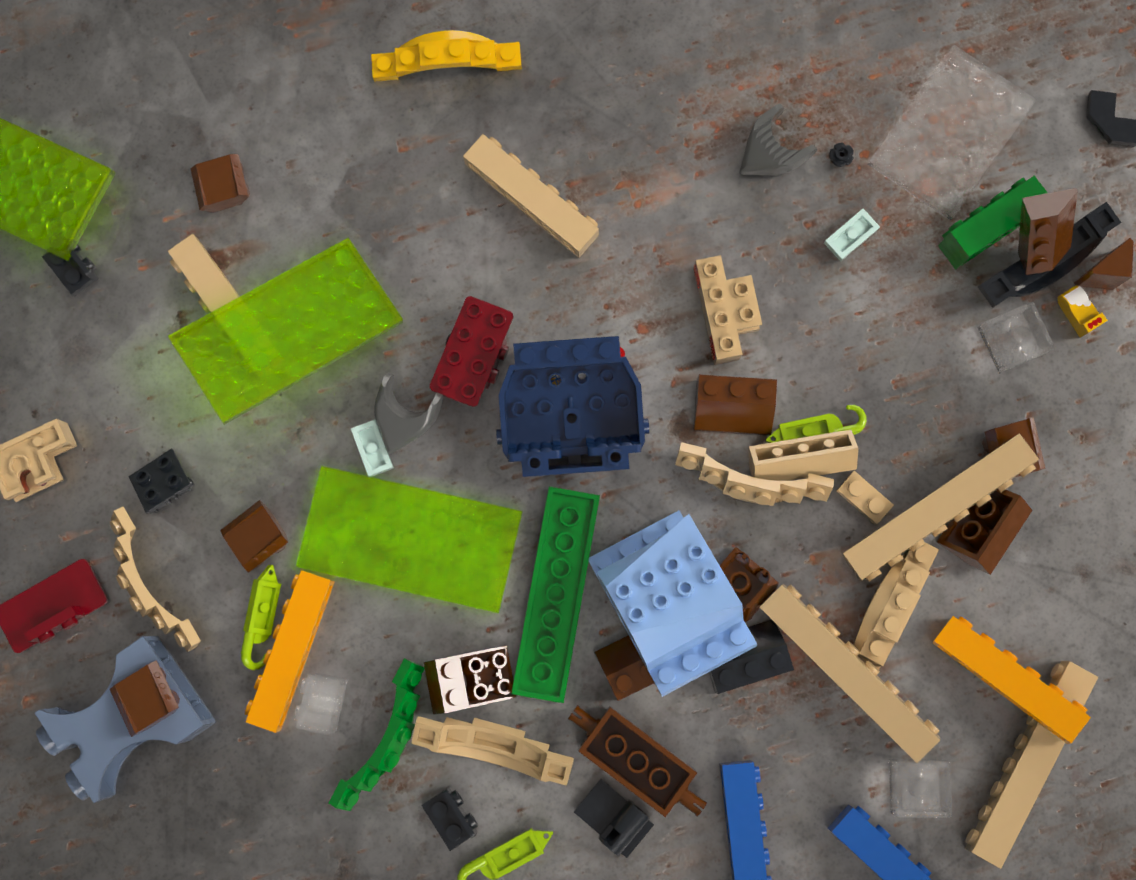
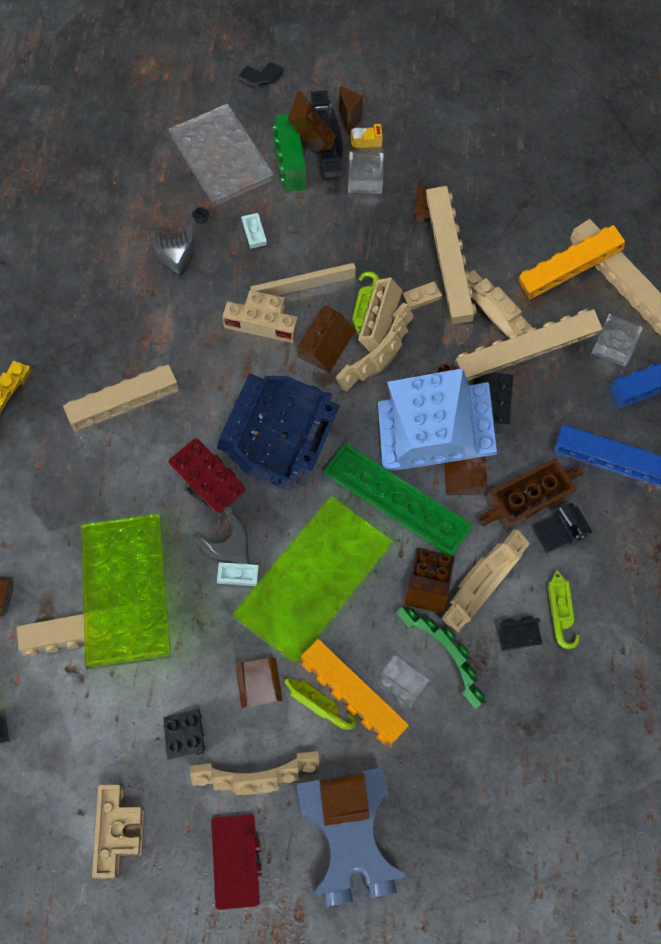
camera: 70 degrees left, 15 degrees down
(806, 336) = (307, 280): none -> tan tile
(987, 530) = (477, 240): reddish brown slope -> none

